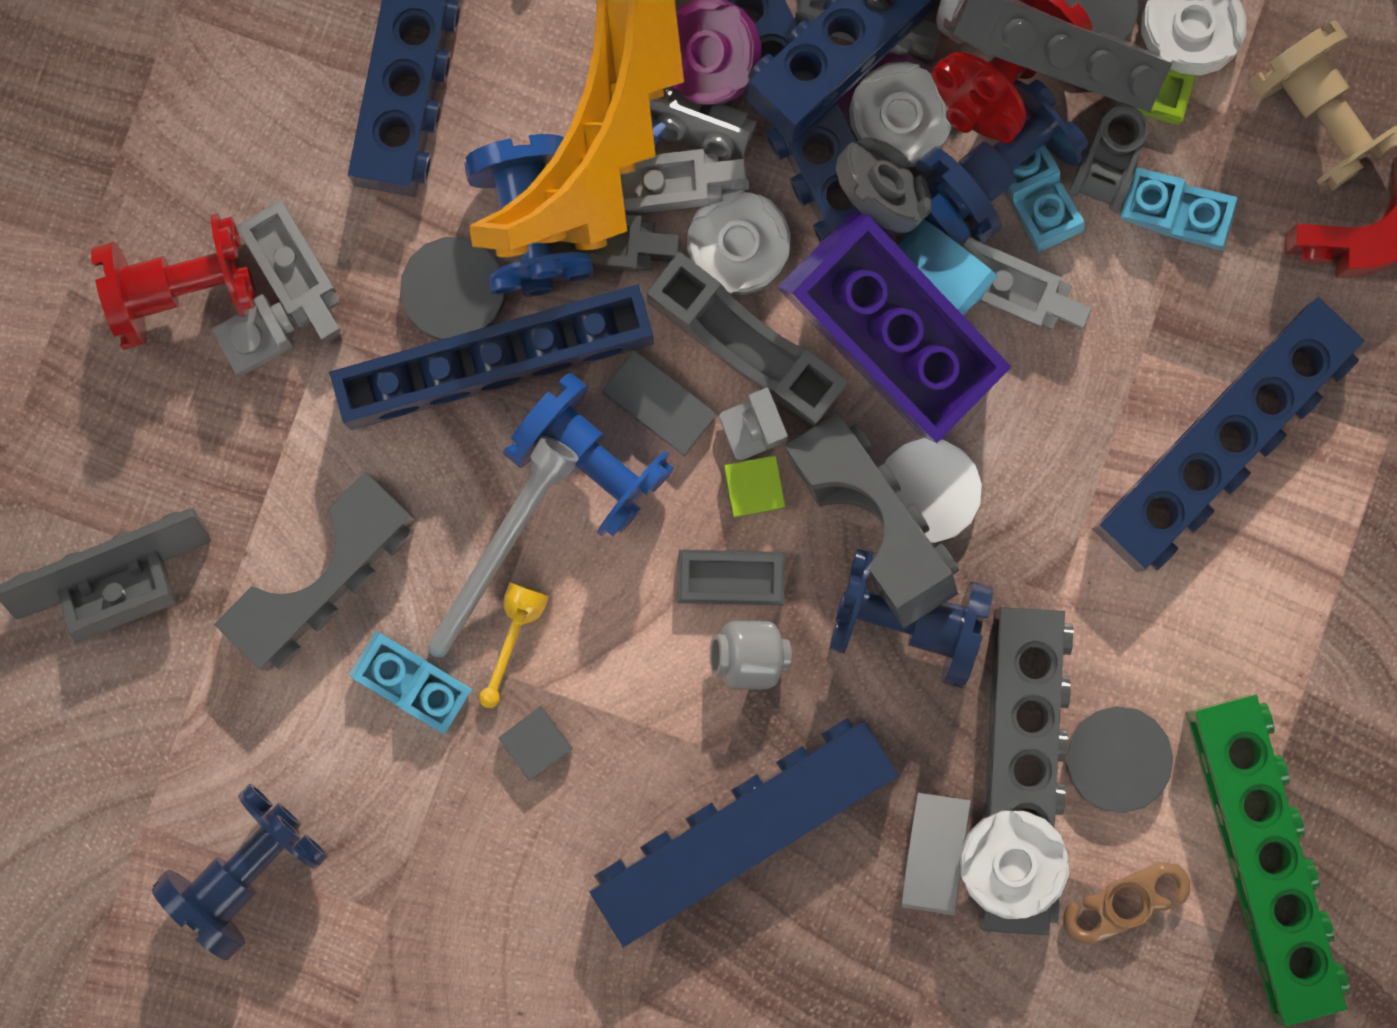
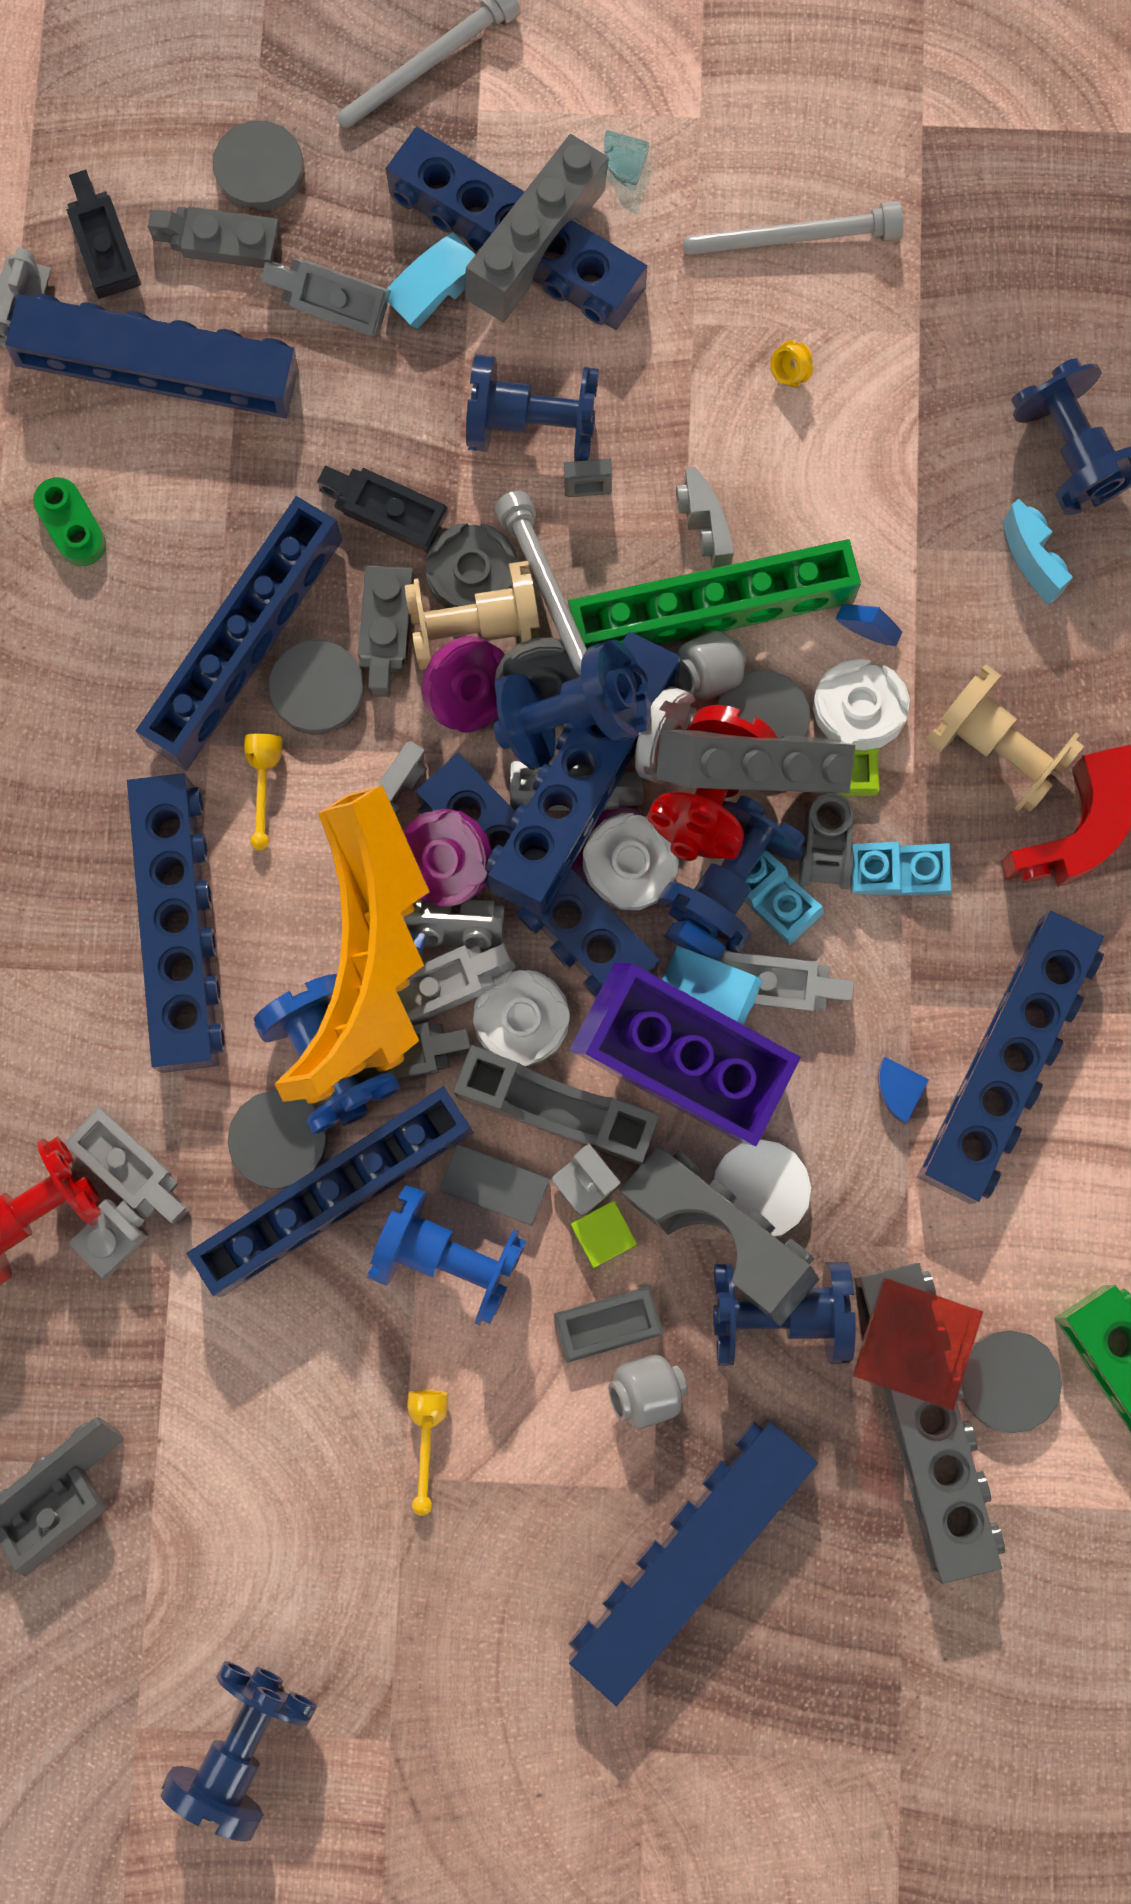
camera: 15 degrees left, 5 degrees down
(365, 526) = (199, 1501): dark grey arch -> none
(410, 682) = (344, 1514): medium azure slope -> none
(535, 743) = (477, 1535): dark grey tile -> none
(550, 463) = (413, 1275): light grey piece -> none
(882, 186) = (635, 931): dark grey tile -> none
(934, 854) = (874, 1523): light grey slope -> none
(1014, 864) = (949, 1513): white tile -> none
(1036, 689) = (917, 1344): none -> clear red tile
(1103, 433) = (900, 1088): none -> blue tile
(1109, 922) = (1051, 1536): medium nougat piece -> none

